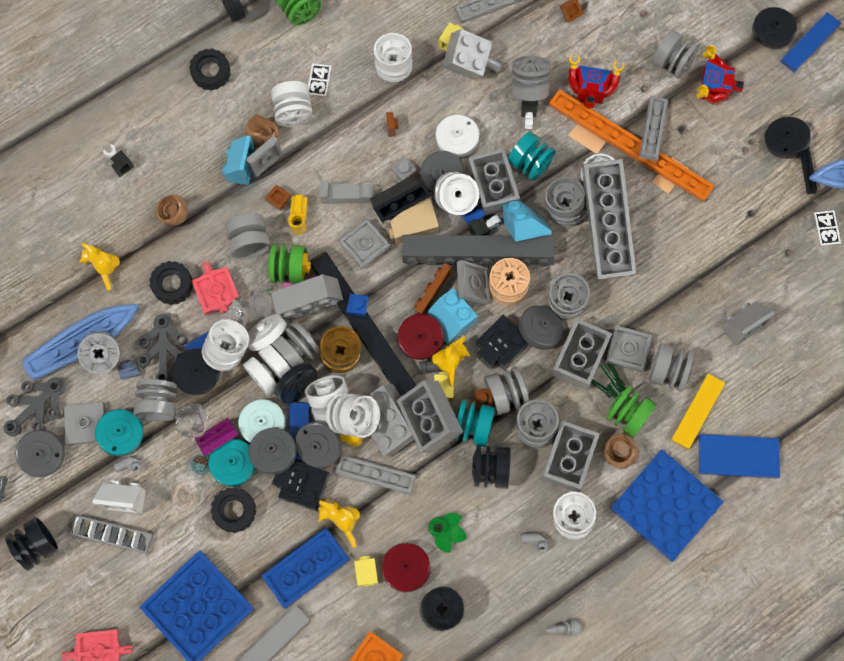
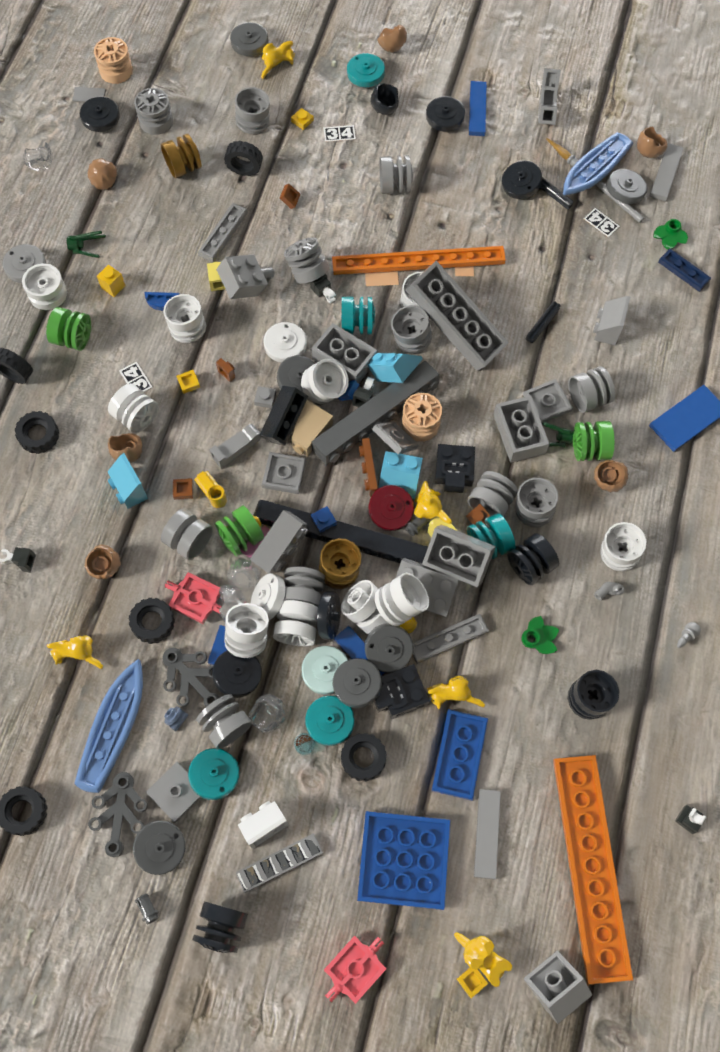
camera: 45 degrees left, 5 degrees down
(98, 340) = (129, 723): light grey wheel -> none
(129, 463) = (242, 792): light grey arm -> none
(216, 436) = (299, 710): magenta plate -> none
(264, 157) = (146, 464): light grey plate -> none
(354, 112) = (188, 381): none -> yellow plate
(366, 571) = (510, 716): light yellow brick -> none
(389, 25) = (158, 299): none -> blue plate
(406, 567) = (536, 687): dark red wheel -> none
(541, 327) = (474, 432): dark grey wheel -> none
(570, 456) = (581, 508): light grey brick -> none
(571, 286) = (478, 386): light grey wheel -> none
(592, 83) = (354, 235): red torso -> none
(653, 128) = (425, 236): light grey tile -> none
(666, 505) = (673, 490): blue plate -> none
(689, 278) = (543, 322): none -> black axle
(698, 411) = (634, 409): yellow tile -> none
(717, 79) = (438, 173): torso -> none

